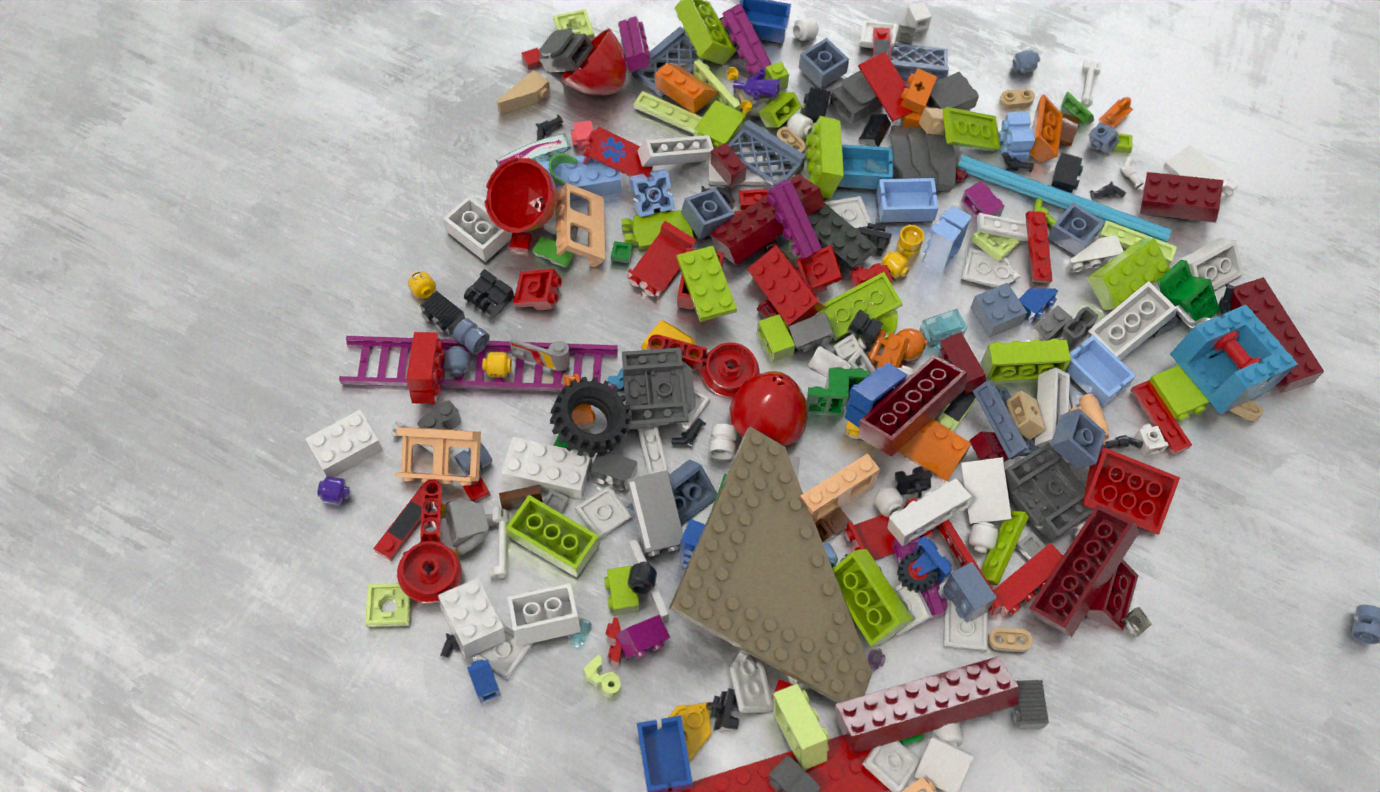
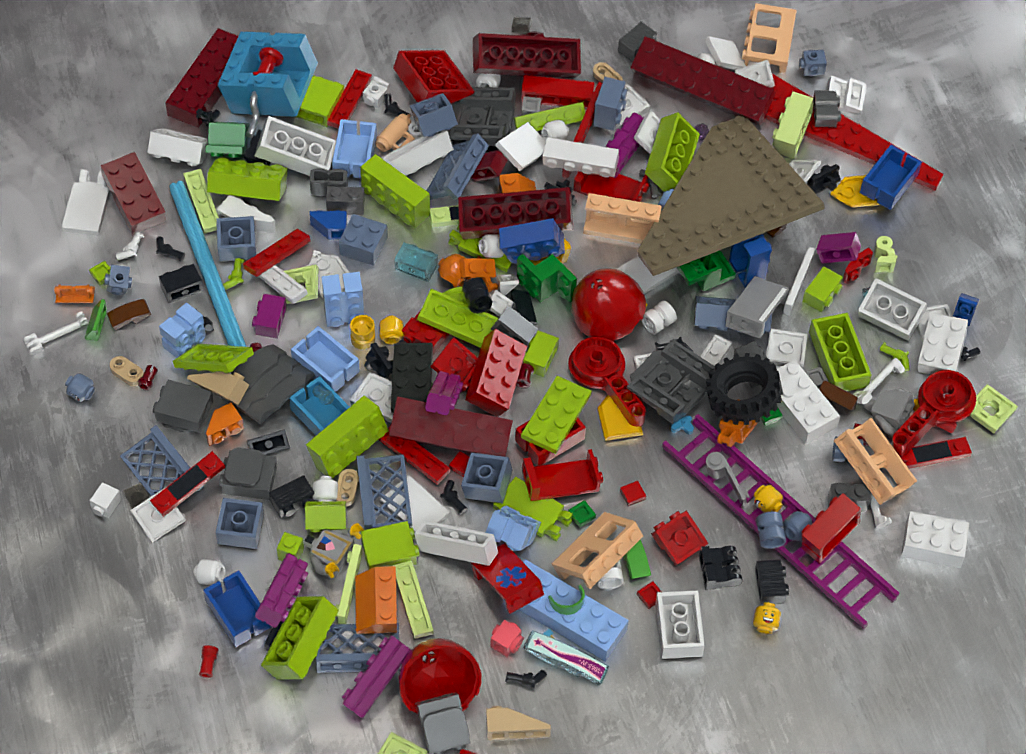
camera: 135 degrees left, 5 degrees down
(333, 490) = (970, 511): dark purple head -> none
(507, 587) = (899, 354): none -> lime piece
(515, 192) = (634, 581): red piece -> none
(603, 298) = (633, 493): none -> red tile
(642, 578) = (809, 270): black head -> none
(728, 165) = (426, 500): dark red brick -> none
(759, 87) = (324, 536): dark purple piece -> none
(885, 84) = (227, 444): red piece -> none
(888, 501) = (585, 190): white head -> none
(914, 99) = (214, 414): orange brick -> none
(923, 567) = (627, 128): plate -> none
(958, 353) = (437, 225): dark red brick -> none
(998, 103) = (146, 380): none -> dark red pin
(1026, 414) = (440, 162): tan brick -> none
(1046, 130) = (149, 319): orange slope -> none

